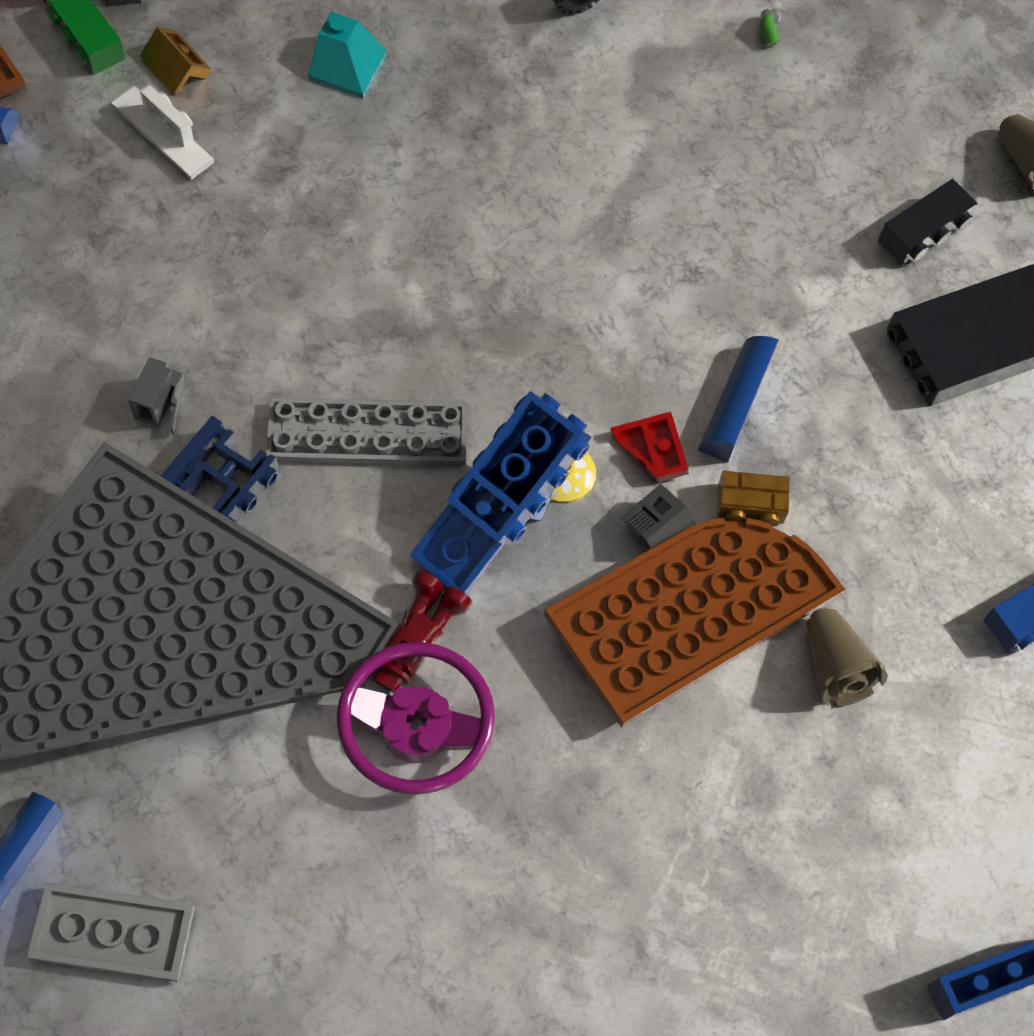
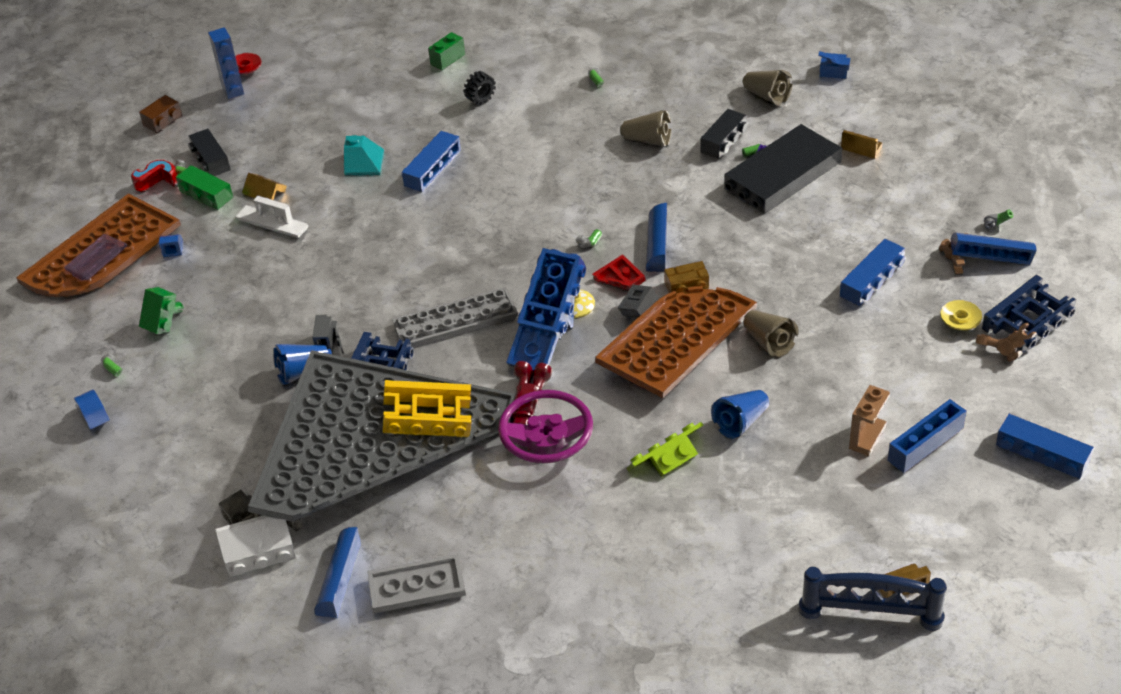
camera: 10 degrees left, 20 degrees down
(89, 425) = (291, 360): none -> blue cone
(251, 597) = (427, 395): none -> yellow fence
(447, 105) = (431, 161): none -> blue brick
(591, 835) = (670, 454): none -> lime bracket
(632, 359) = (584, 242): none -> arm
(731, 803) = (738, 412): none -> blue cone
(810, 171) = (648, 129): none -> dark tan cone
(927, 912) = (865, 425): none -> medium nougat panel
(966, 272) = (751, 150): none -> bright green arm

